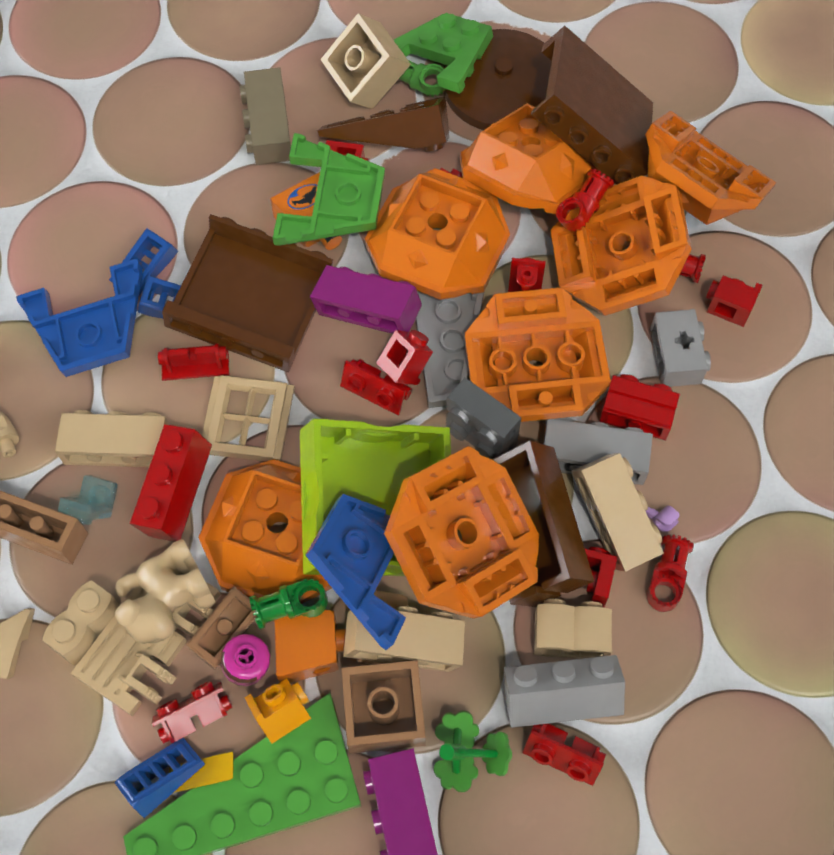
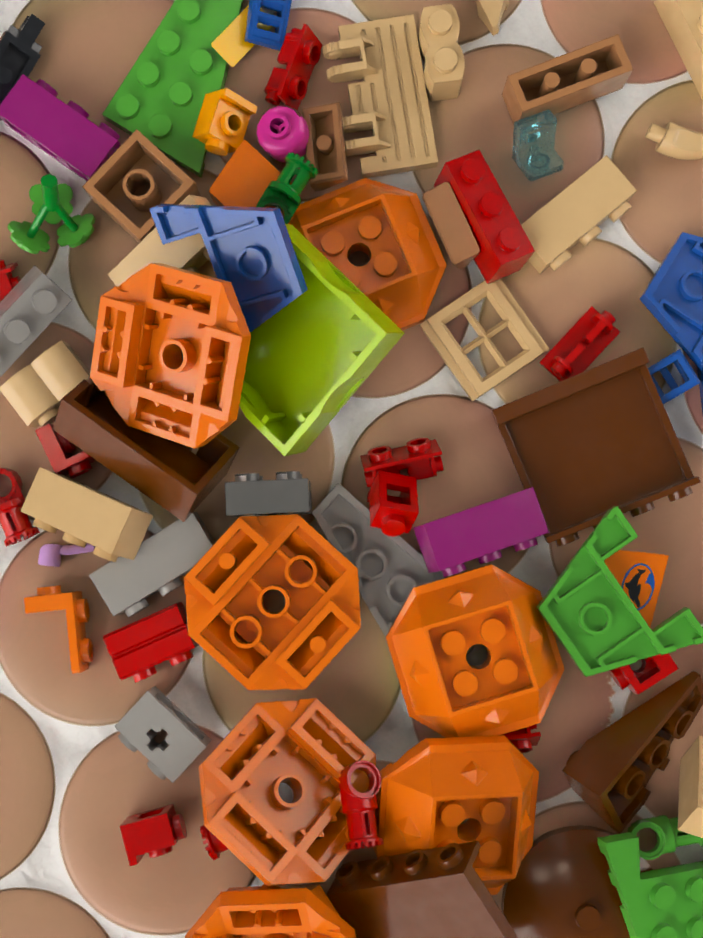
camera: 140 degrees right, 20 degrees up
(151, 617) = (384, 93): tan animal -> none
(196, 497) = (451, 225): none -> medium nougat slope
(526, 274) = (349, 673): red hinge -> none
(684, 481) = (77, 613): none -> orange bracket

